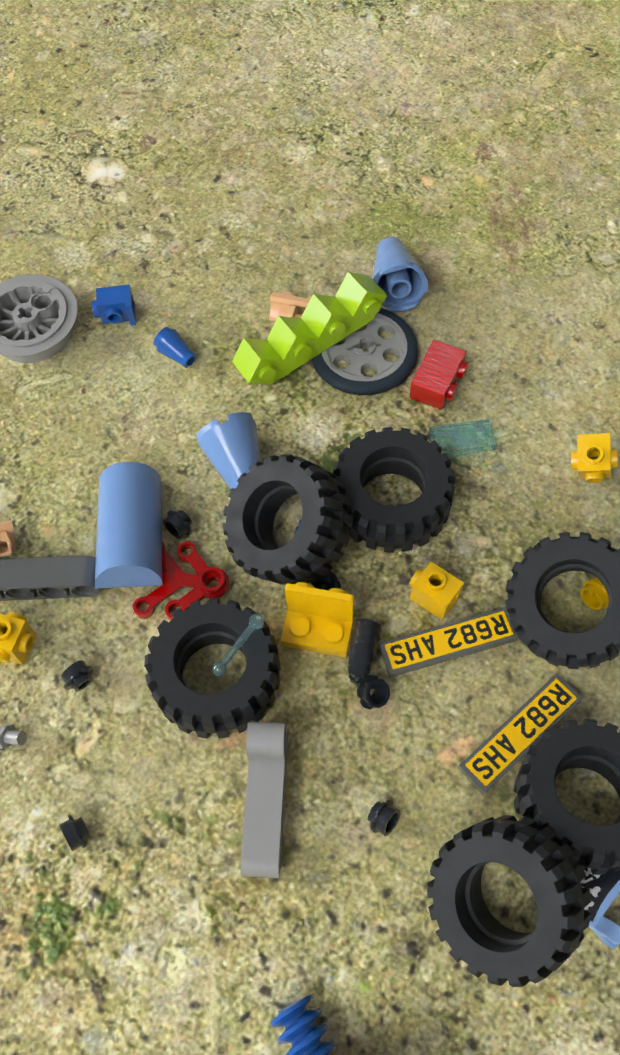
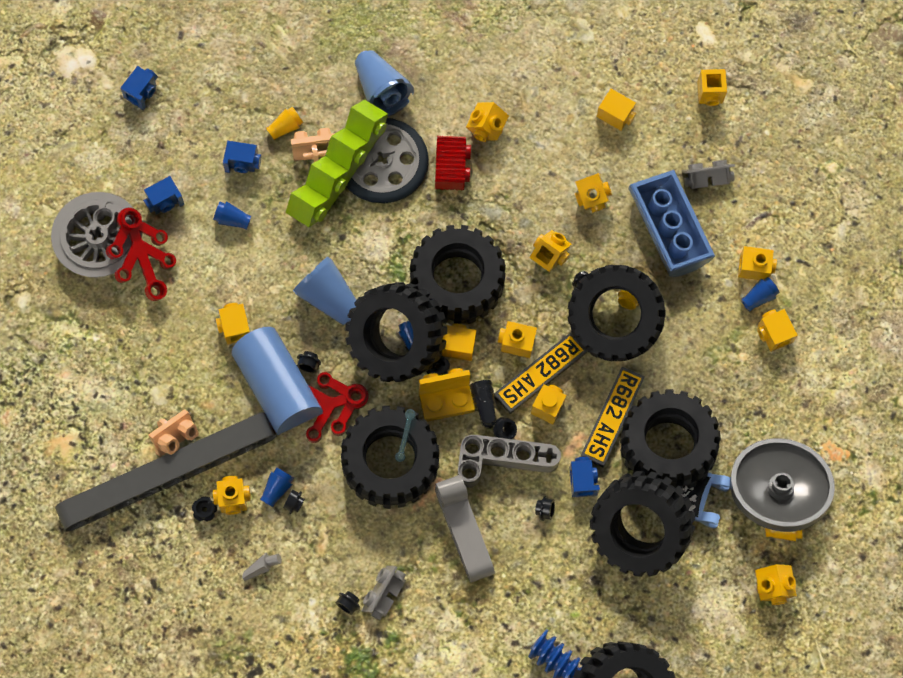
camera: 30 degrees left, 10 degrees up
(59, 343) = (140, 250): none -> red plant
(67, 649) = (276, 486): none -> blue cone
(112, 846) = (376, 599): none -> light grey hinge
(117, 447) = (233, 322): none -> yellow brick
(149, 203) = (139, 86): none -> blue brick
(213, 295) = (241, 157): none -> blue brick
(276, 281) = (285, 123): none -> yellow cone
(361, 566) = (459, 342): none -> yellow brick
(362, 731) = (508, 460): none -> light grey beam
(442, 682) = (548, 403): none -> yellow brick
(451, 797) = (583, 478): none -> blue brick
(464, 437) = (489, 210): clear light blue tile -> none
(497, 345) = (487, 121): none -> yellow brick
(517, 502) = (550, 250): none -> yellow brick

